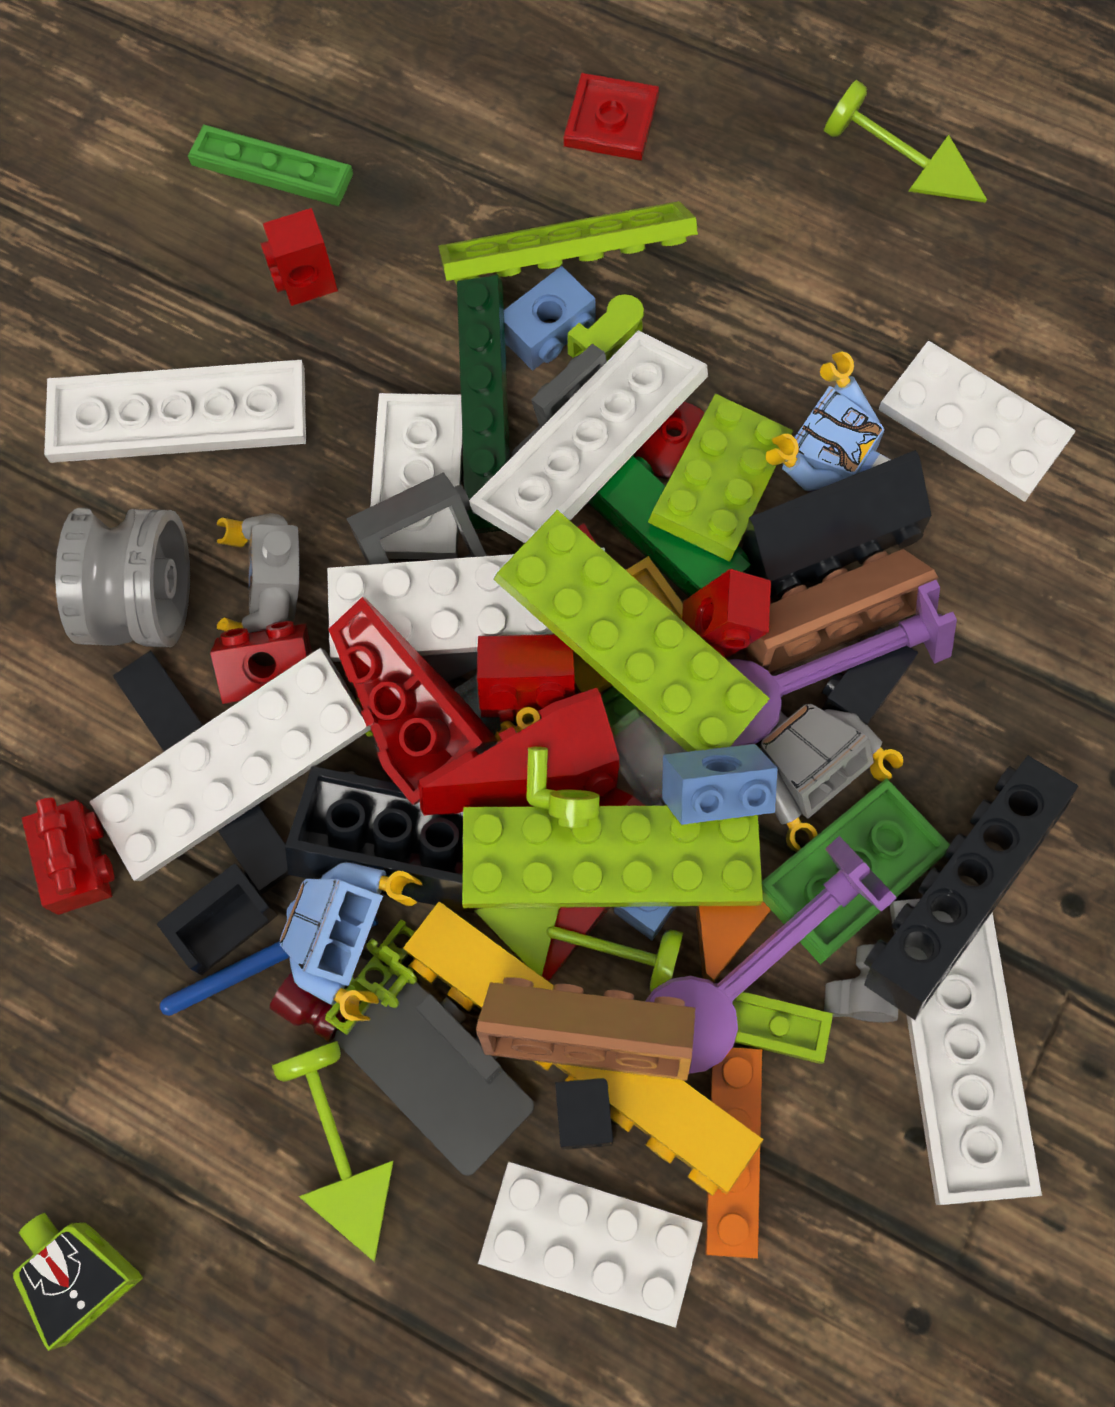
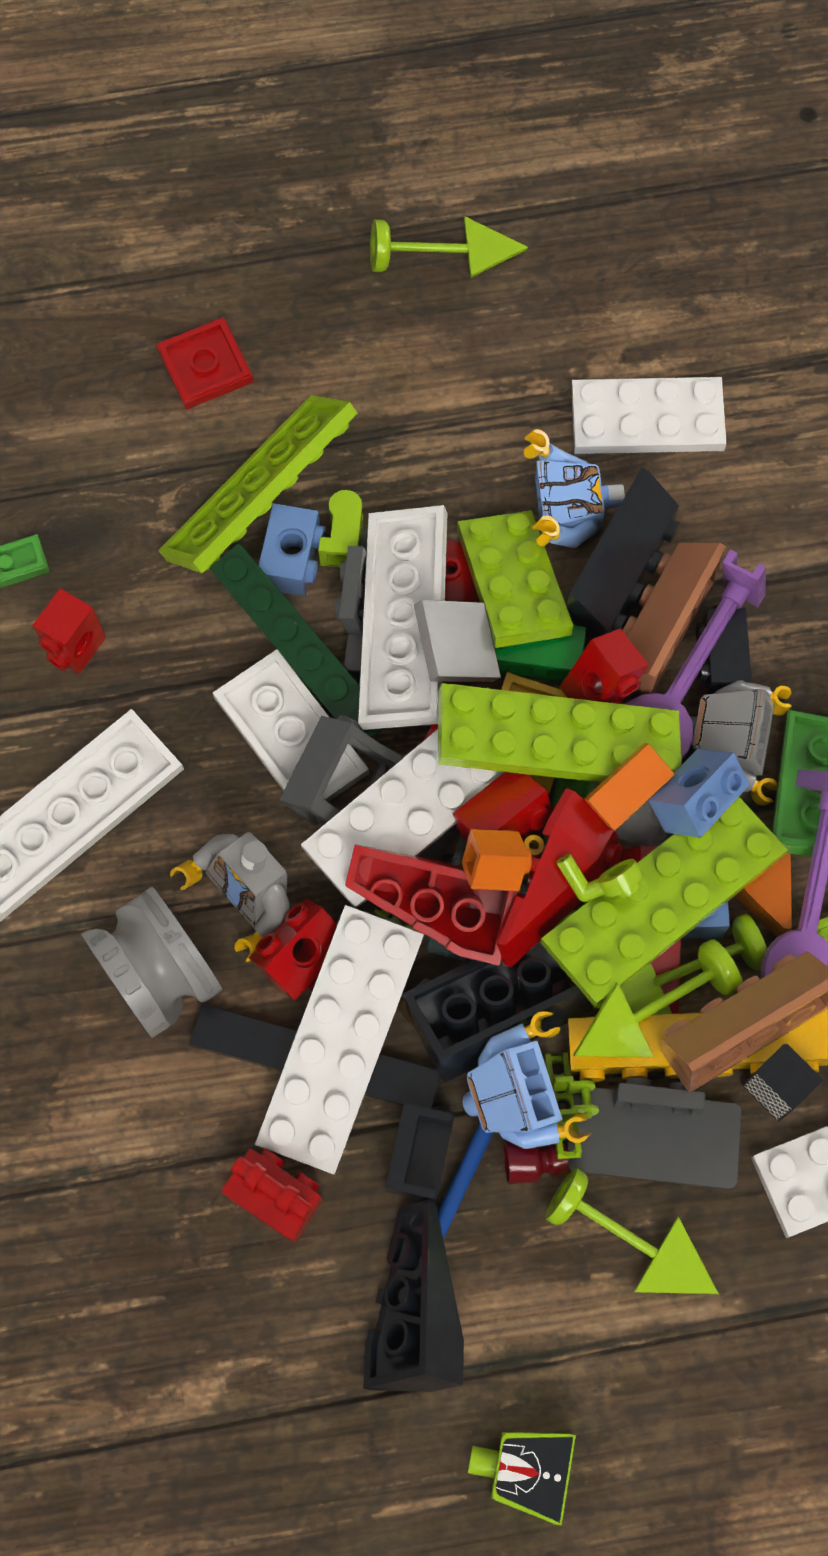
camera: 40 degrees left, 0 degrees up
(83, 1078) = (418, 1326): none -> black wedge
(464, 942) = (616, 1028): none -> lime piece
(474, 703) = (495, 860): none -> orange brick
(613, 489) = (457, 641): none -> light grey tile
(656, 729) = (629, 786): none -> orange tile

